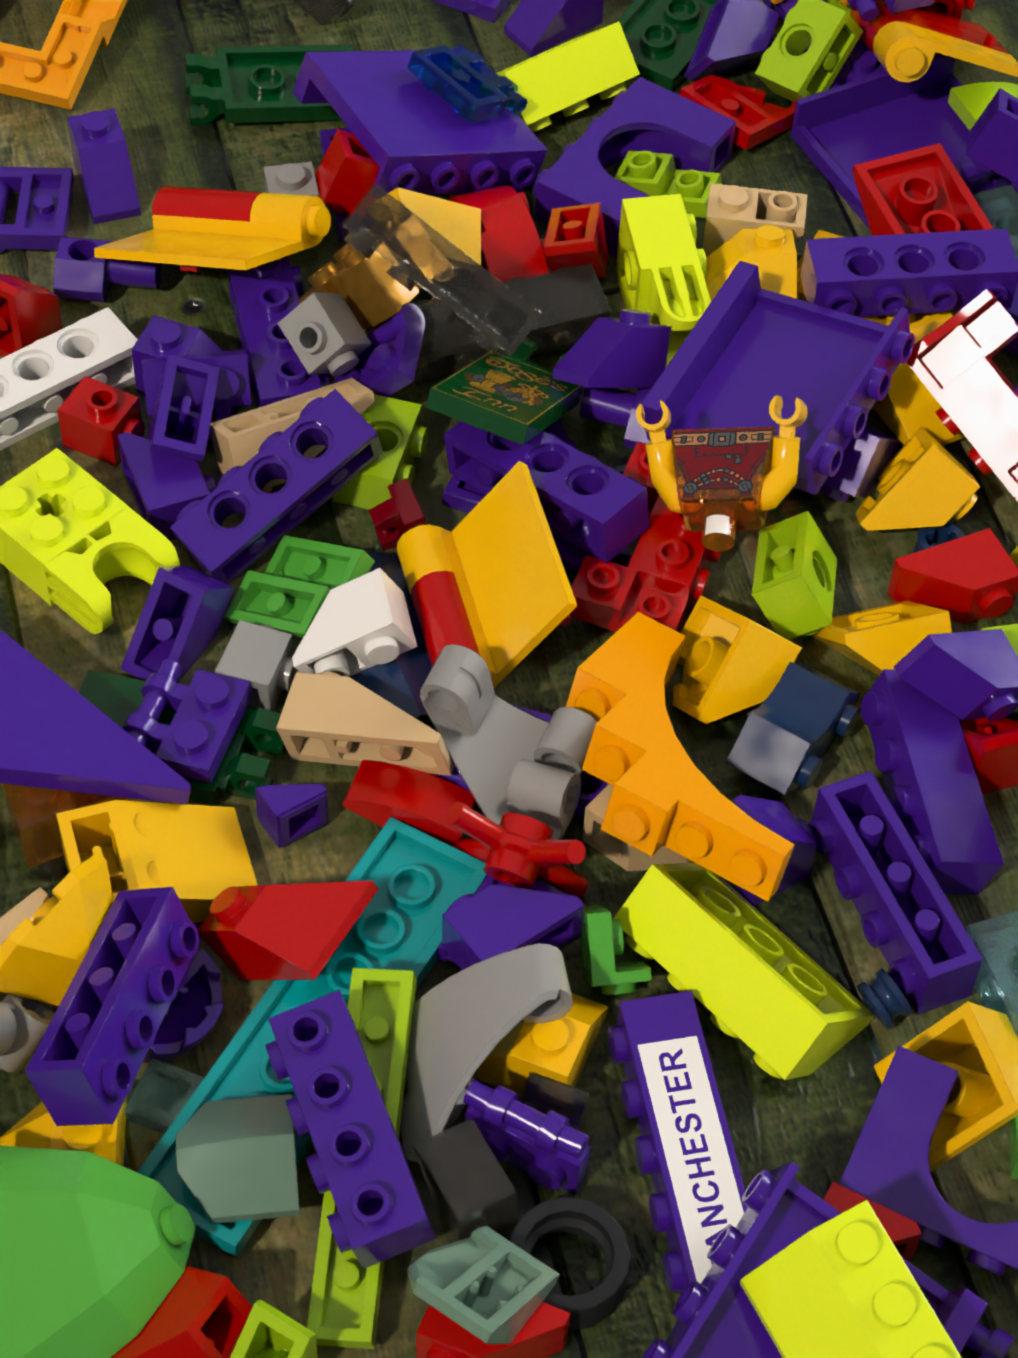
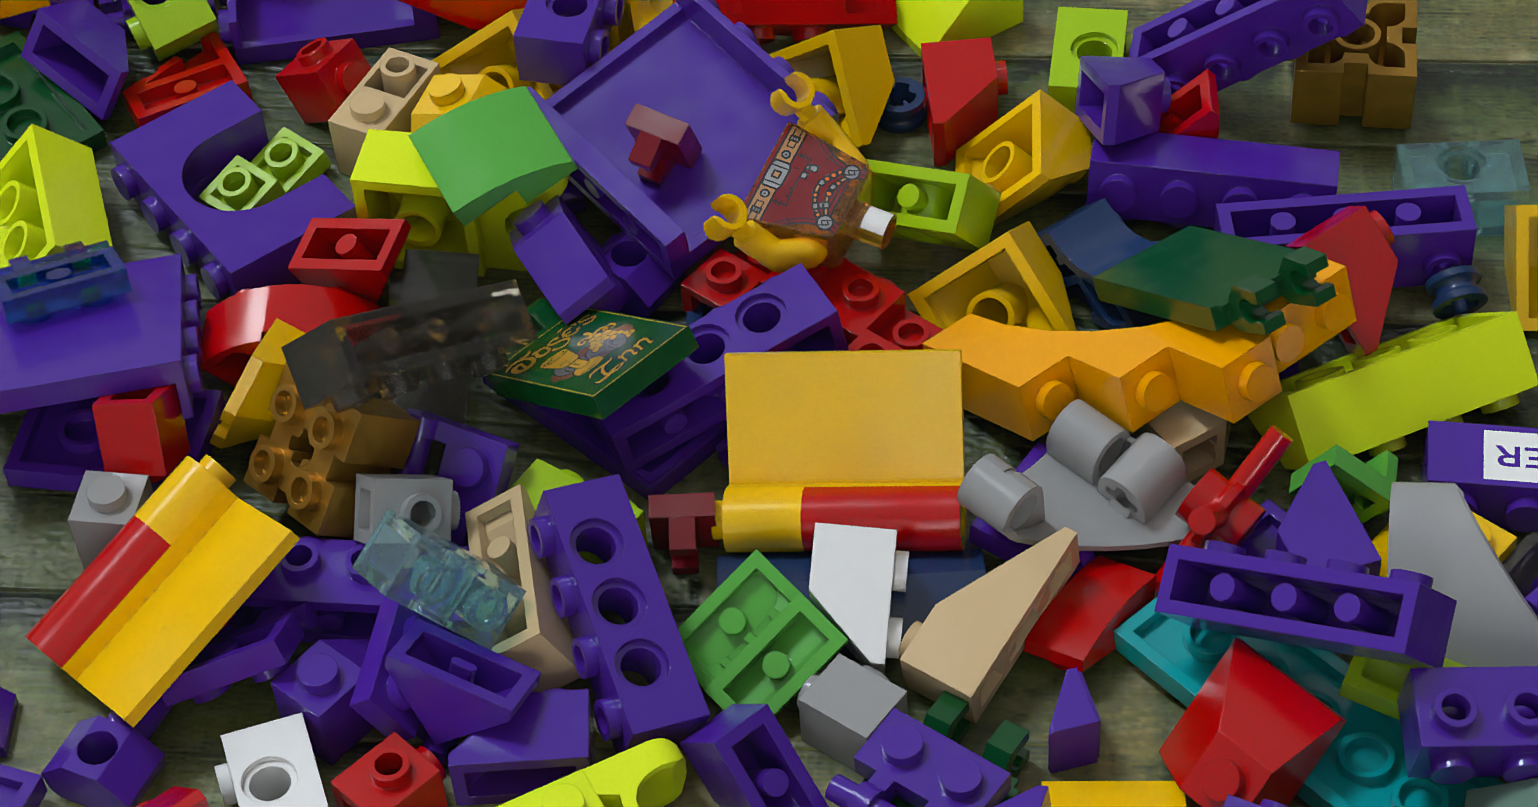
camera: 65 degrees left, 5 degrees down
(186, 296) = (241, 652): none -> dark purple plate
(240, 359) = (438, 579): none -> clear light blue brick
(391, 910) = (1307, 604): none -> dark purple brick
(673, 264) = (491, 151): none -> bright green slope
(740, 767) = (1216, 280): none -> dark green tile
(746, 368) = (660, 144): none -> dark red tile
(773, 168) = (323, 77): none -> red brick
(825, 886) = (1362, 245): none -> red slope

